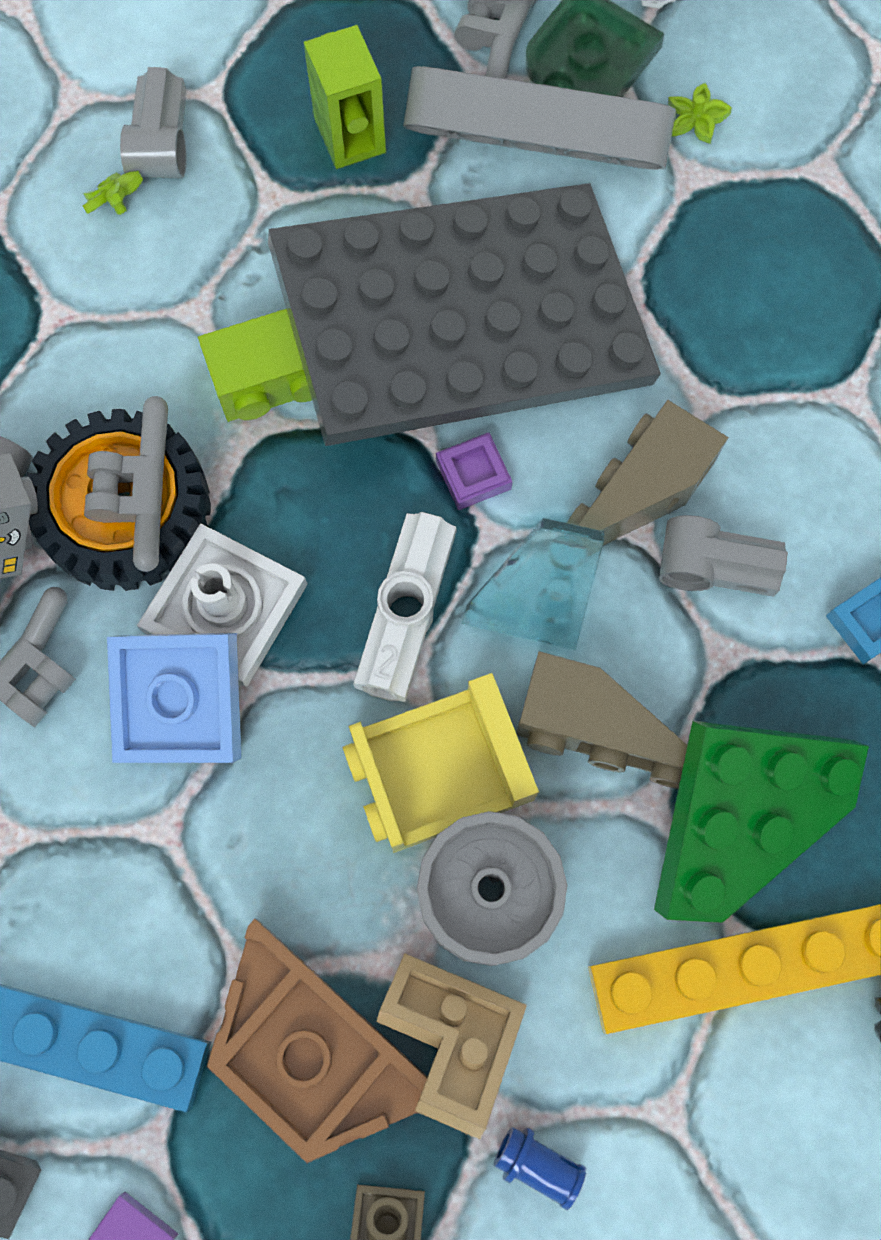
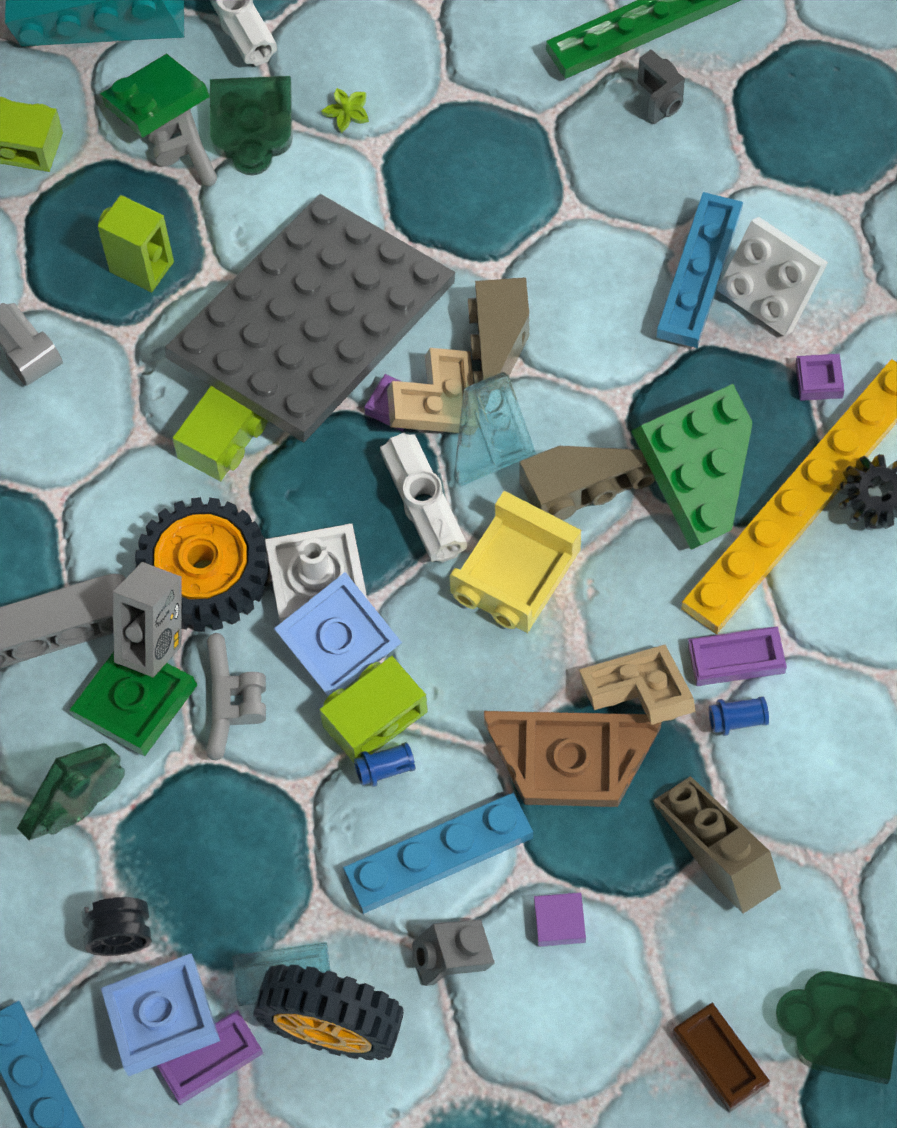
camera: 35 degrees left, 10 degrees down
(101, 886) = (384, 764): none -> blue pin
(113, 190) = (28, 400): lime plant -> none
(140, 812) = (373, 708): none -> lime brick
(145, 473) = (194, 540): light grey piece -> none
(503, 851) = (597, 598): light grey wheel -> none
(510, 509) = (437, 403): none -> tan plate
(539, 118) = (257, 177): light grey beam -> none
(602, 1085) = (737, 656): none -> medium lavender tile
(703, 557) = (565, 352): light grey piece -> none

